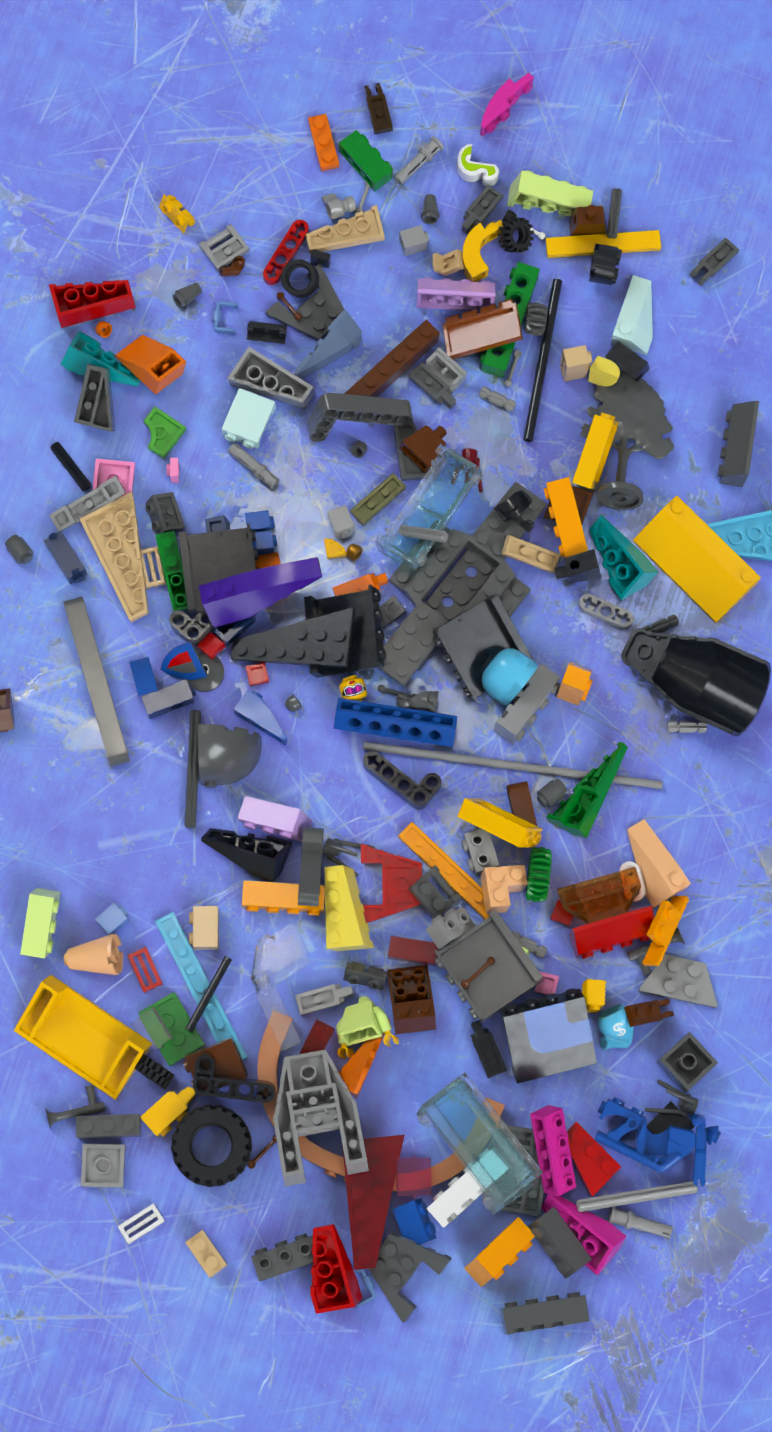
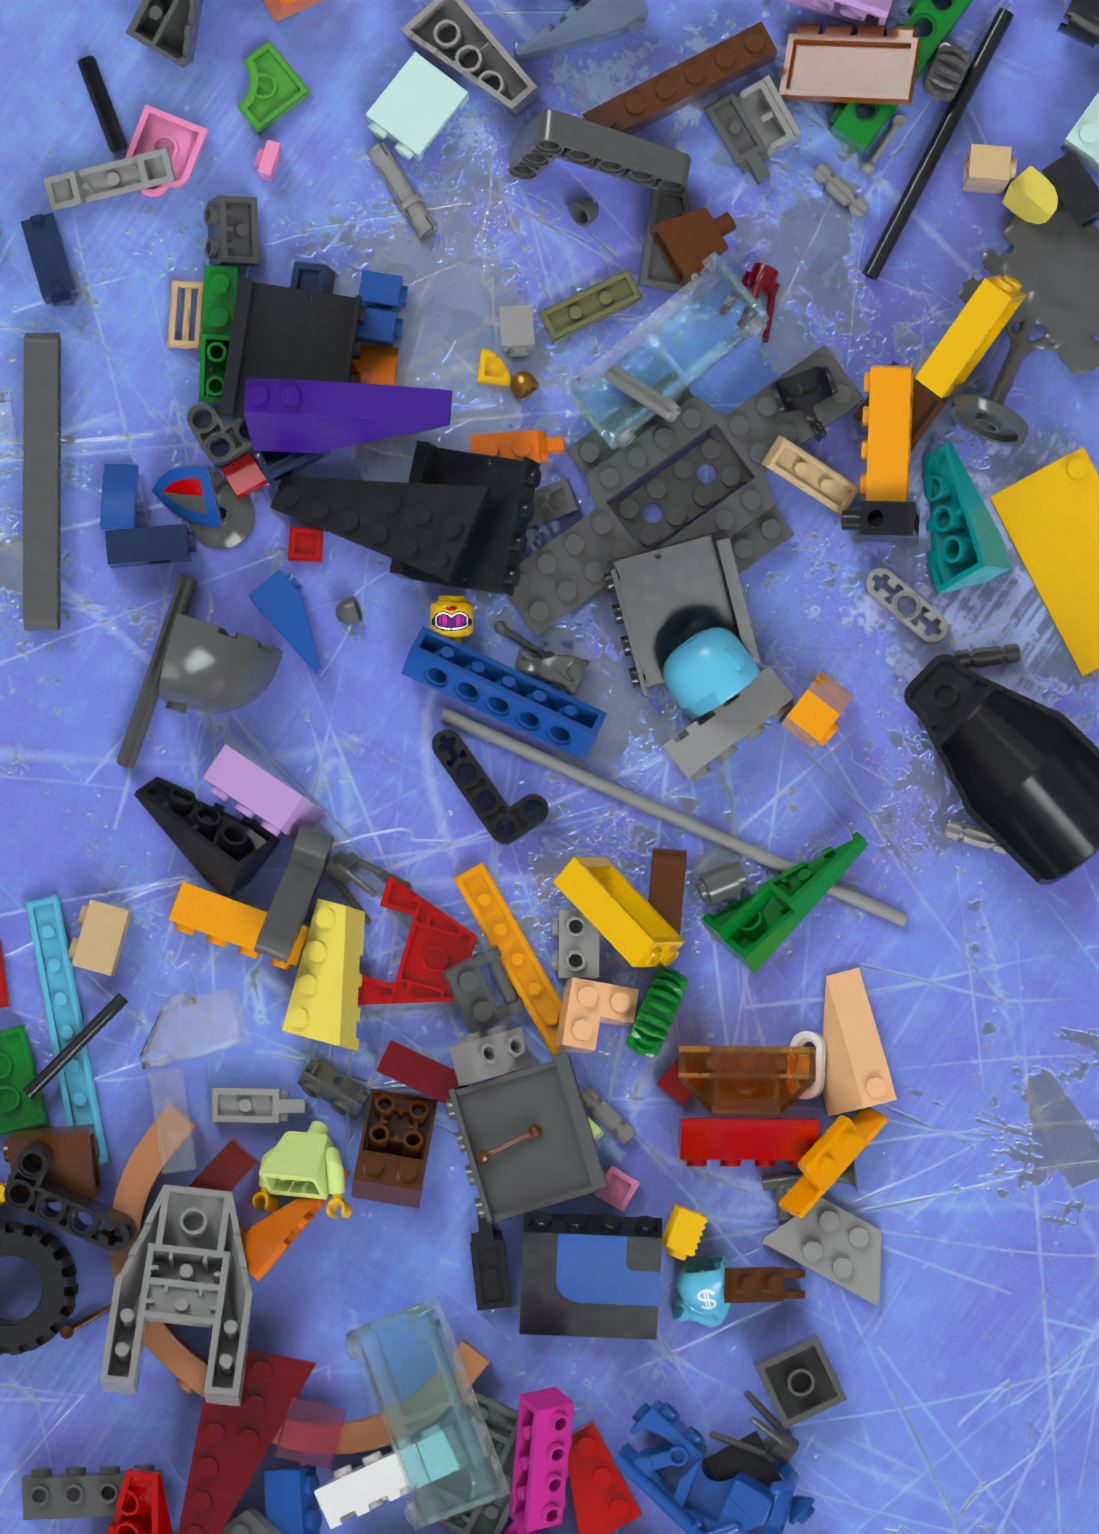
camera: 20 degrees right, 10 degrees up
(117, 545) = (139, 258): tan wing -> none

